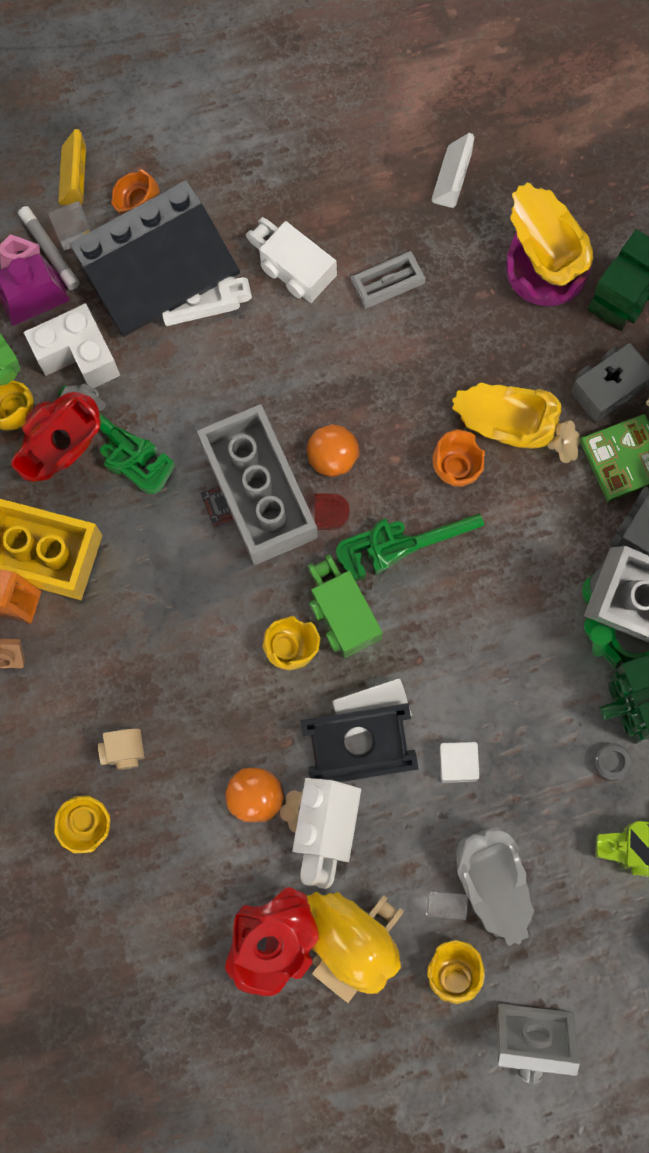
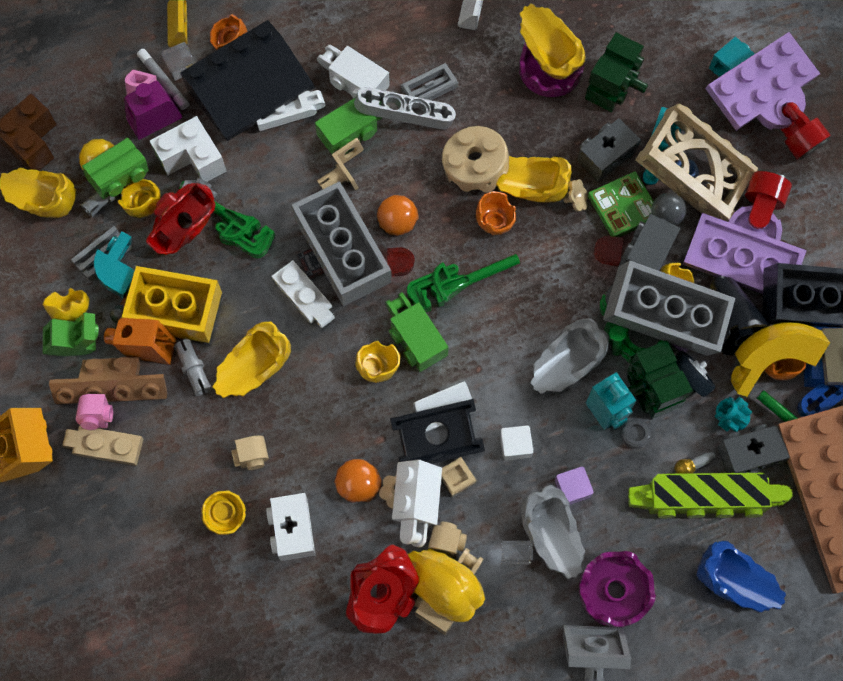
camera: 10 degrees left, 5 degrees down
(58, 631) = (192, 367): none -> light grey pin
(133, 630) = (252, 360): none -> yellow hair
(178, 865) = (296, 510): none -> white brick
(205, 546) = (304, 294): none -> white hinge
(264, 389) = (340, 173): none -> tan bracket
(283, 325) = (344, 126): none -> bright green brick
(353, 315) = (405, 104): none -> light grey beam
(360, 882) = (447, 539): none -> tan plate
(380, 799) = (457, 477): none -> tan tile
(445, 403) = (478, 173): none -> tan plate
(456, 972) = (528, 601): yellow hair -> none
(528, 824) = (574, 485): none -> lavender piece
(537, 656) = (570, 356): none -> light grey hair
(585, 722) = (611, 402): none -> teal brick
(597, 961) = (631, 574): none -> magenta plate
(600, 516) = (609, 250): none -> clear red tile

